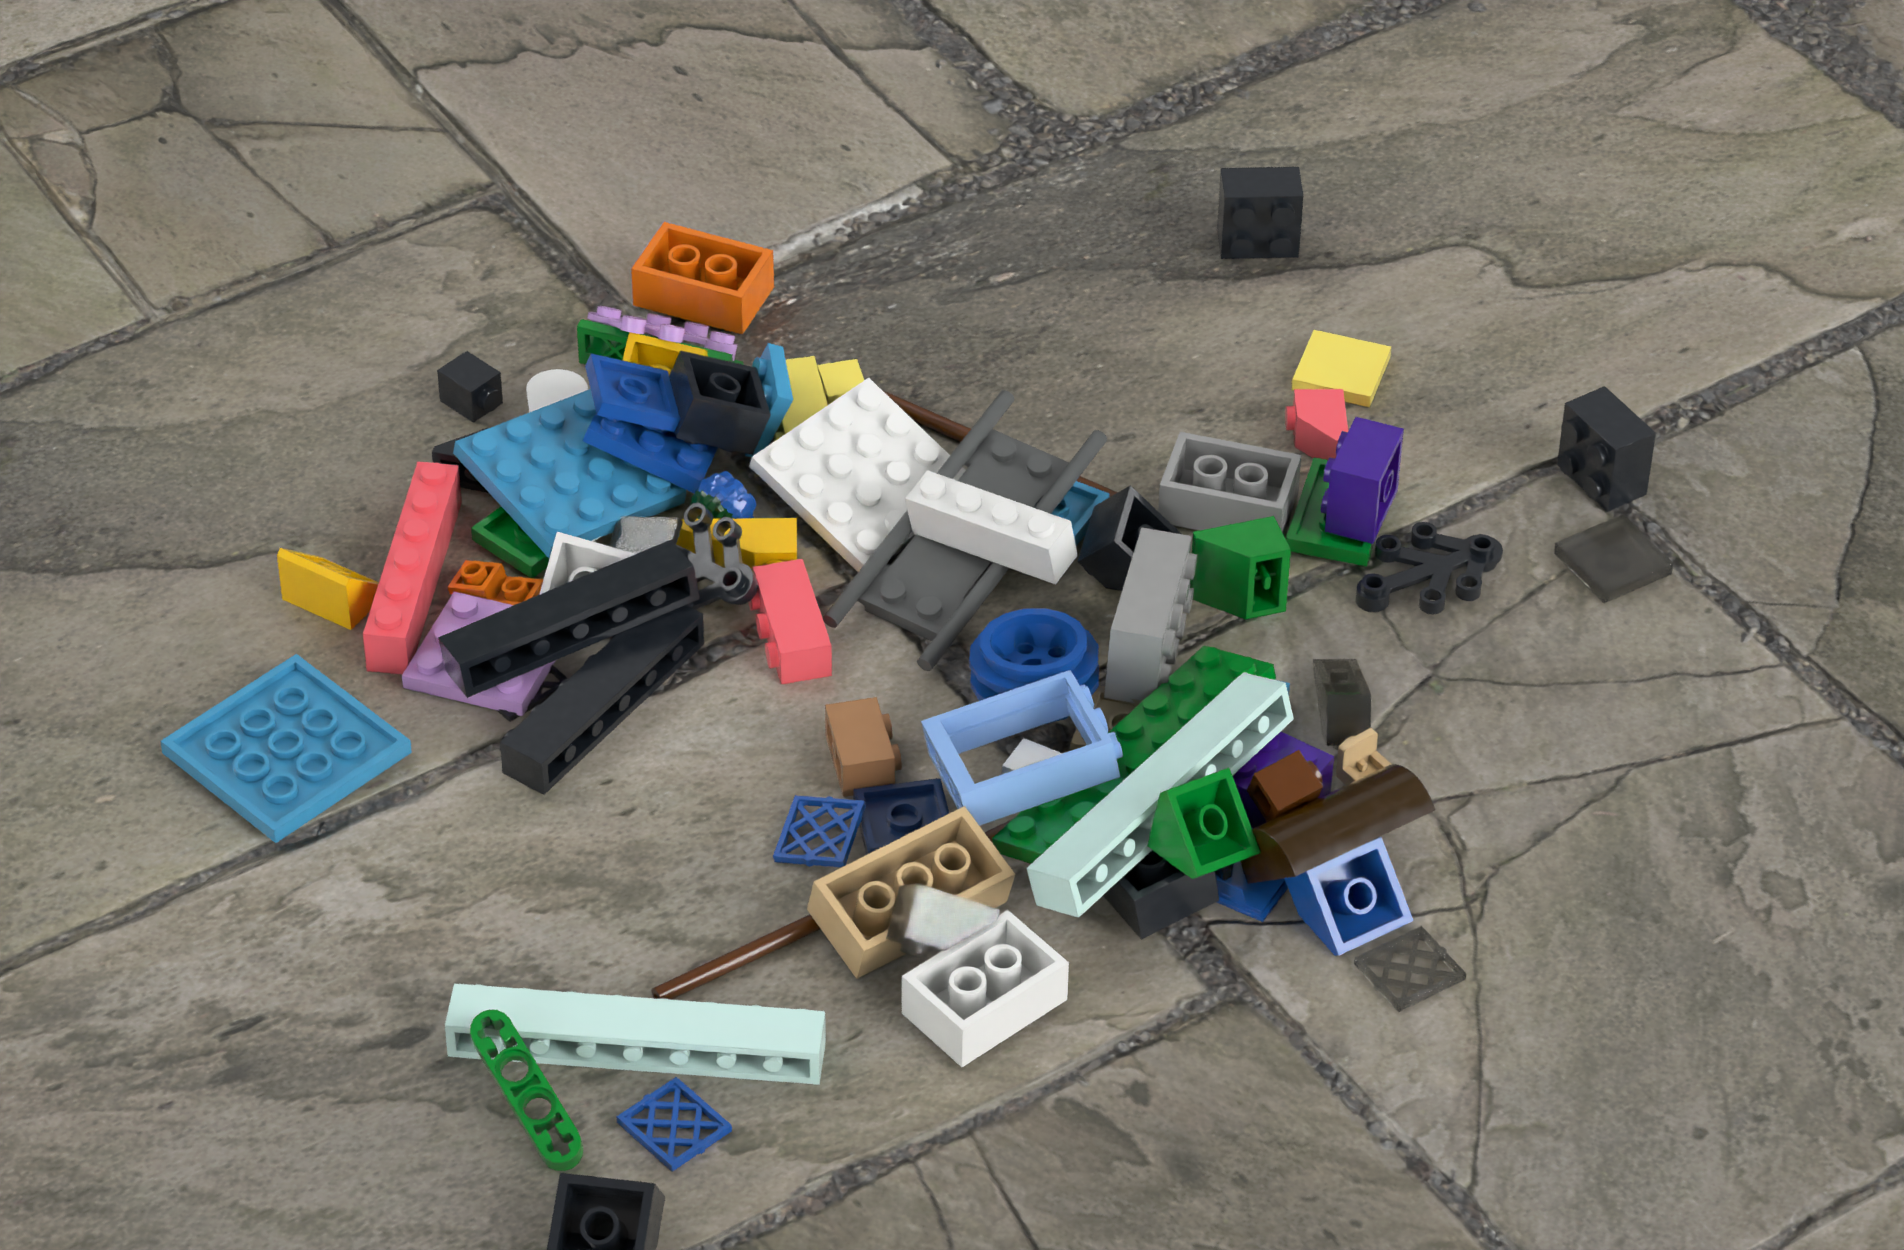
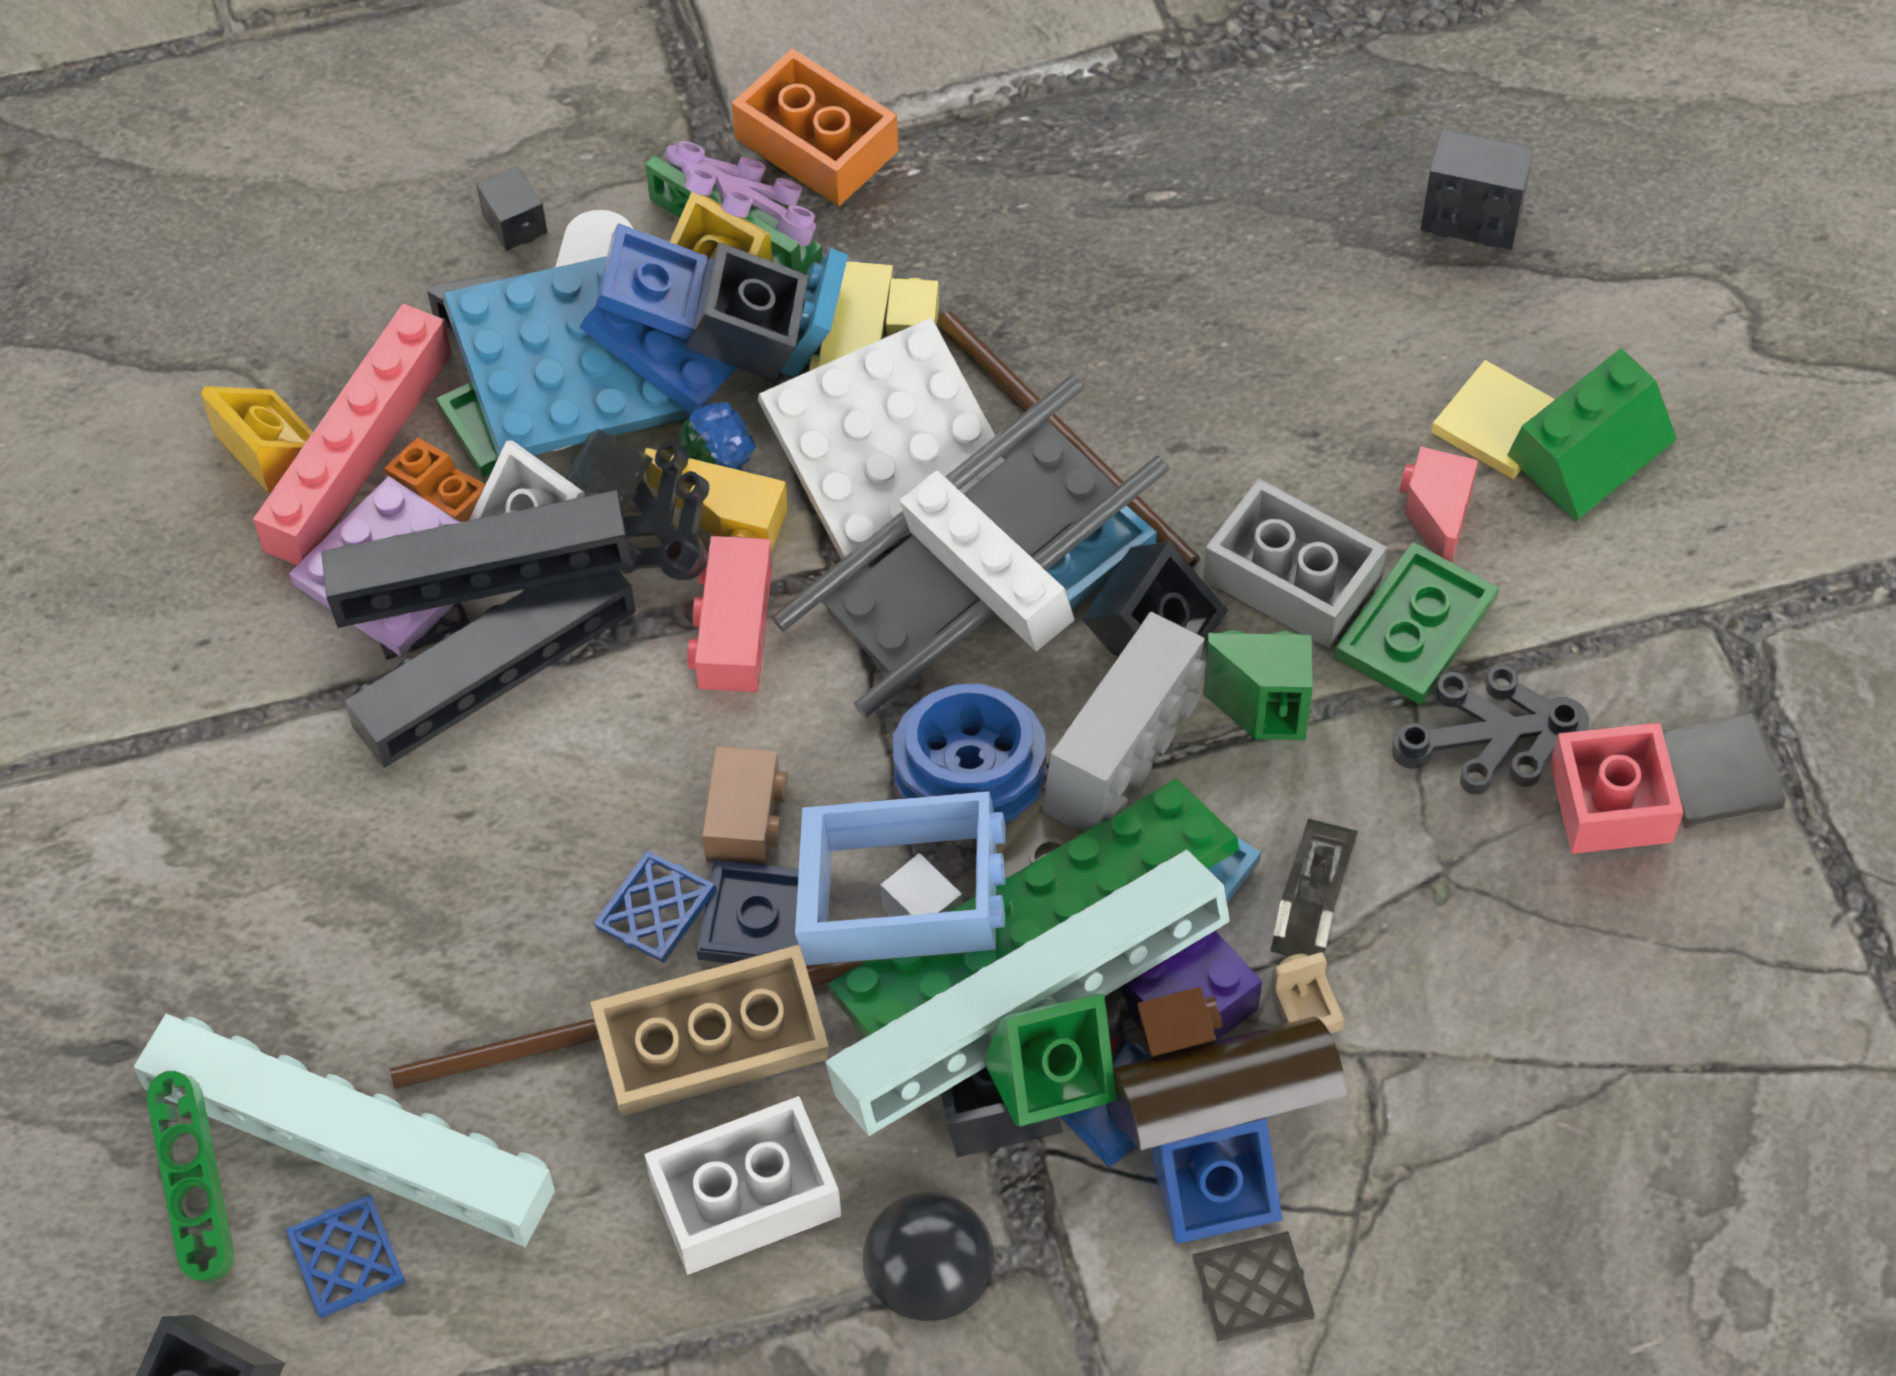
camera: 20 degrees right, 15 degrees up
(286, 747) = (131, 636): dark azure plate -> none
(934, 919) = (709, 1092): clear smoke slope -> none
(1148, 1008) = (928, 1256): none -> black piece
(1362, 479) = (1442, 603): dark purple brick -> none
(1423, 357) = (1595, 435): none -> green slope
(1544, 579) = (1616, 788): none -> coral brick
(1606, 448) = (1758, 624): black brick -> none

